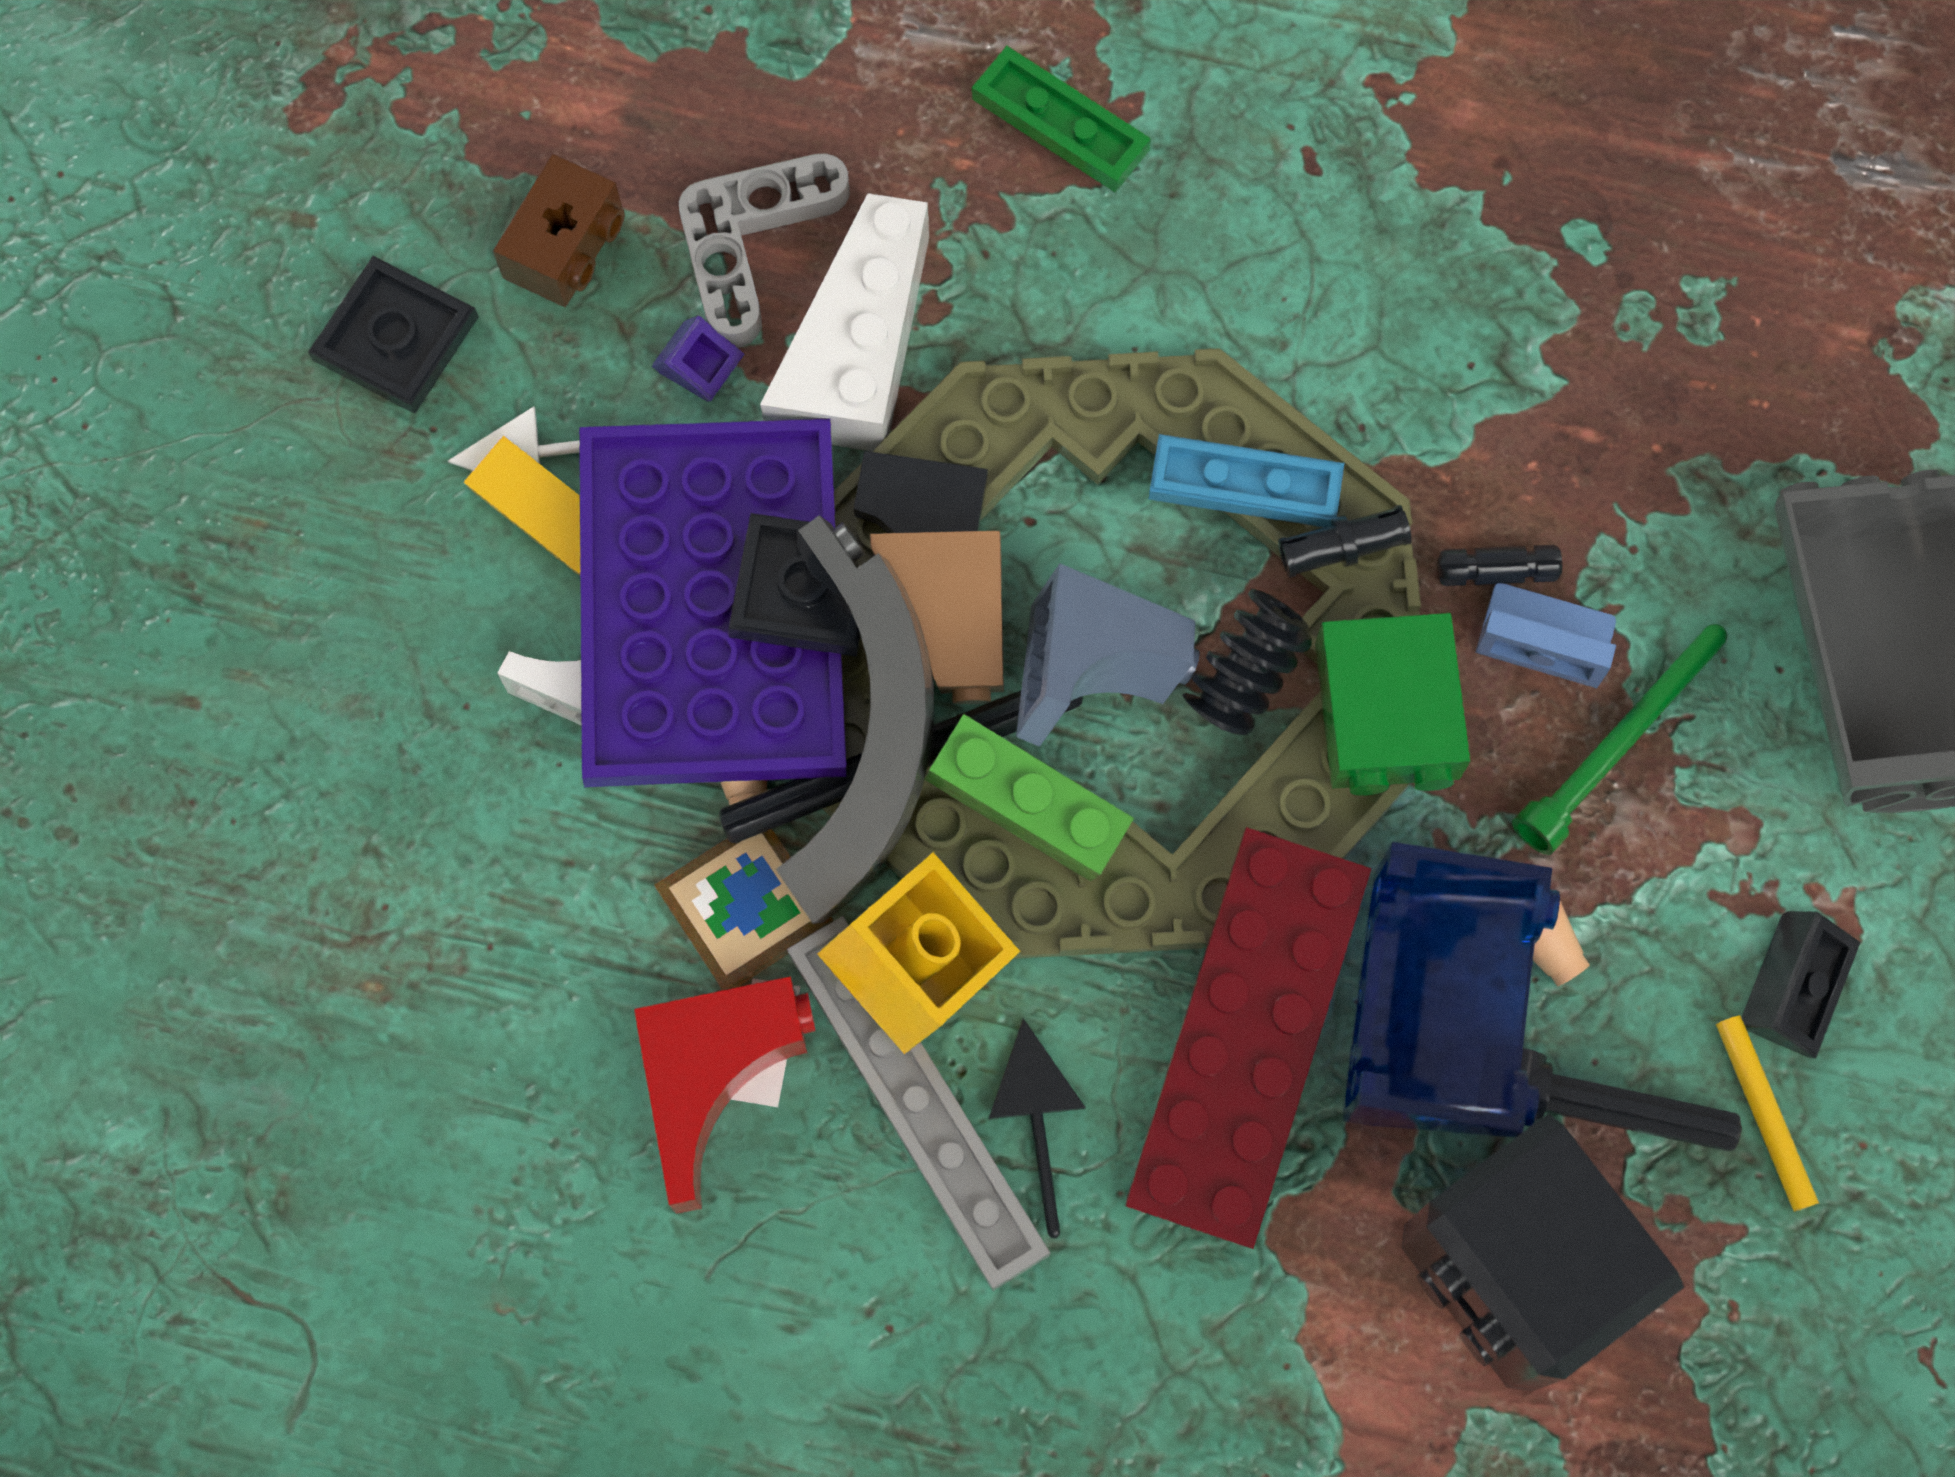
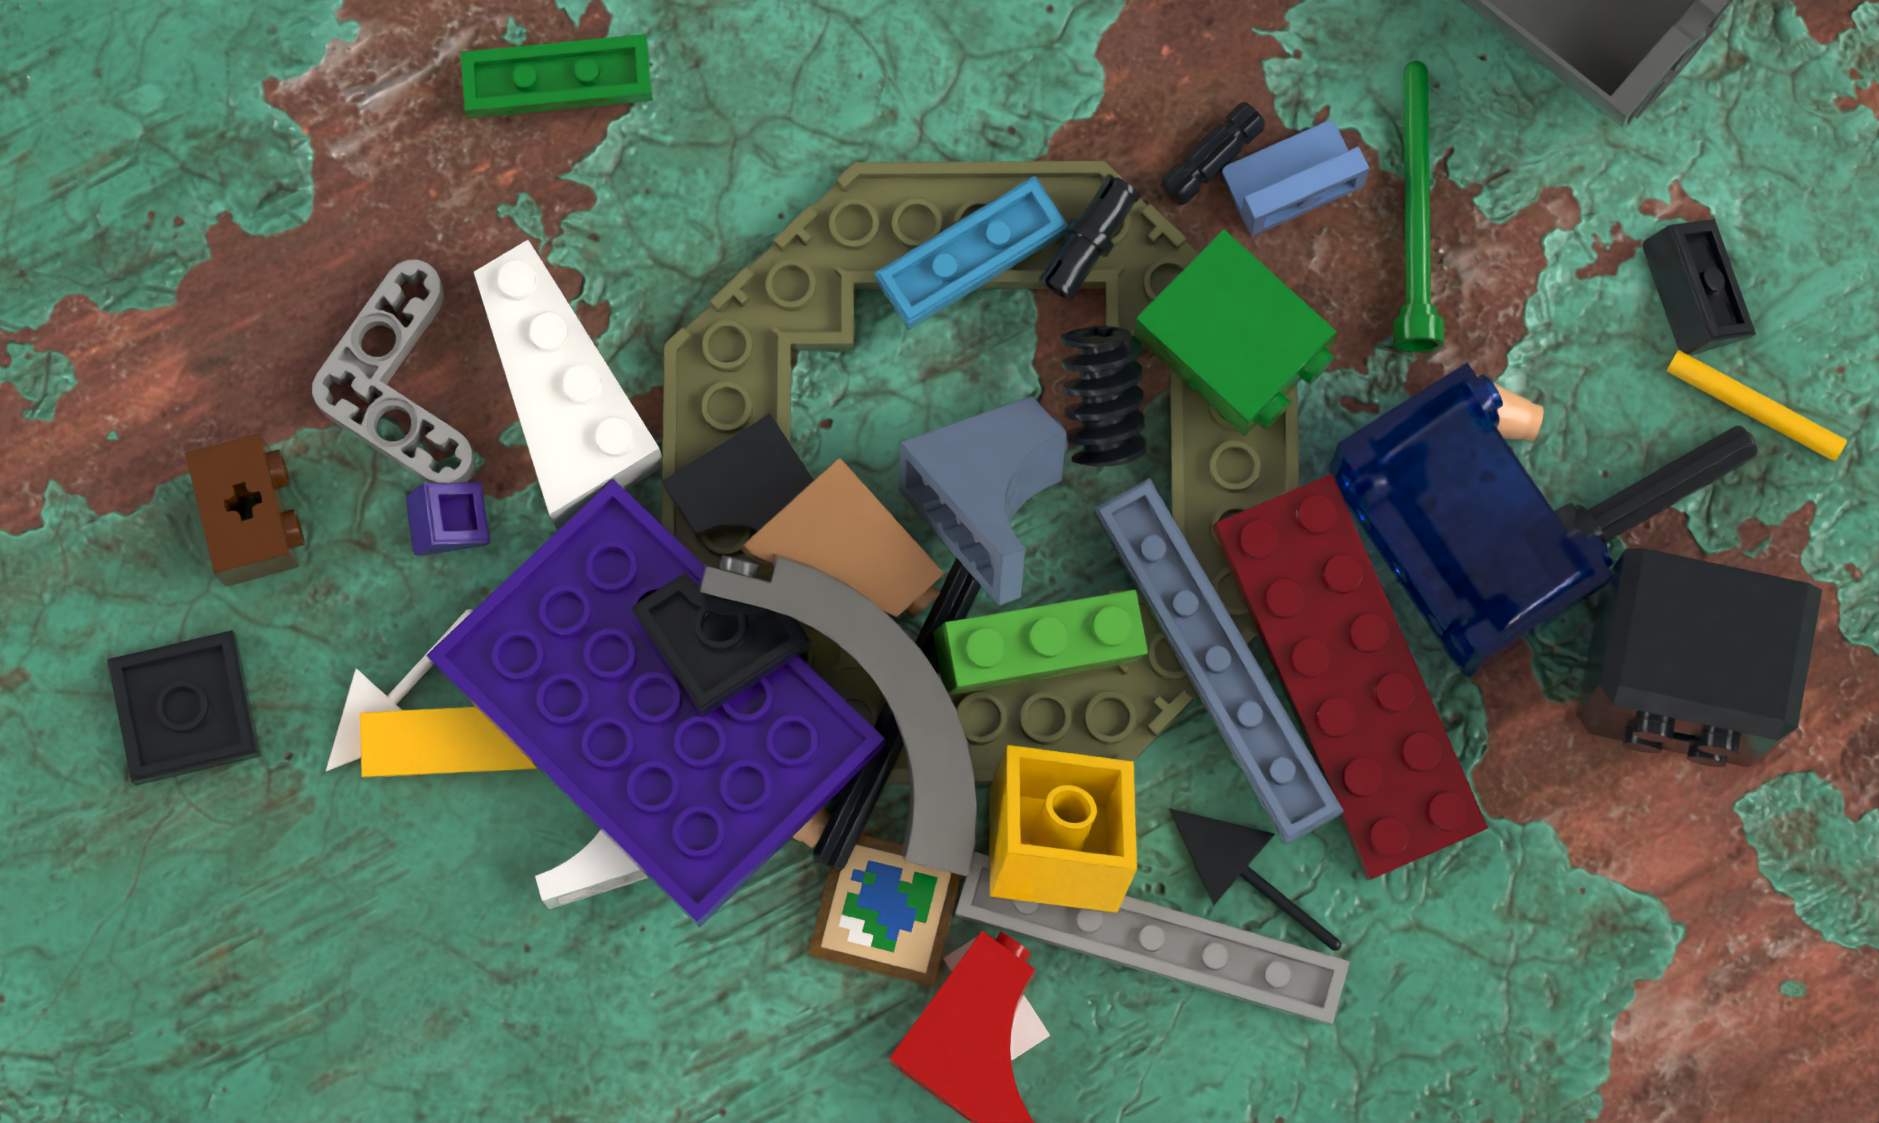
camera: 40 degrees left, 5 degrees up
(1154, 938) = (1218, 662): none -> sand blue tile

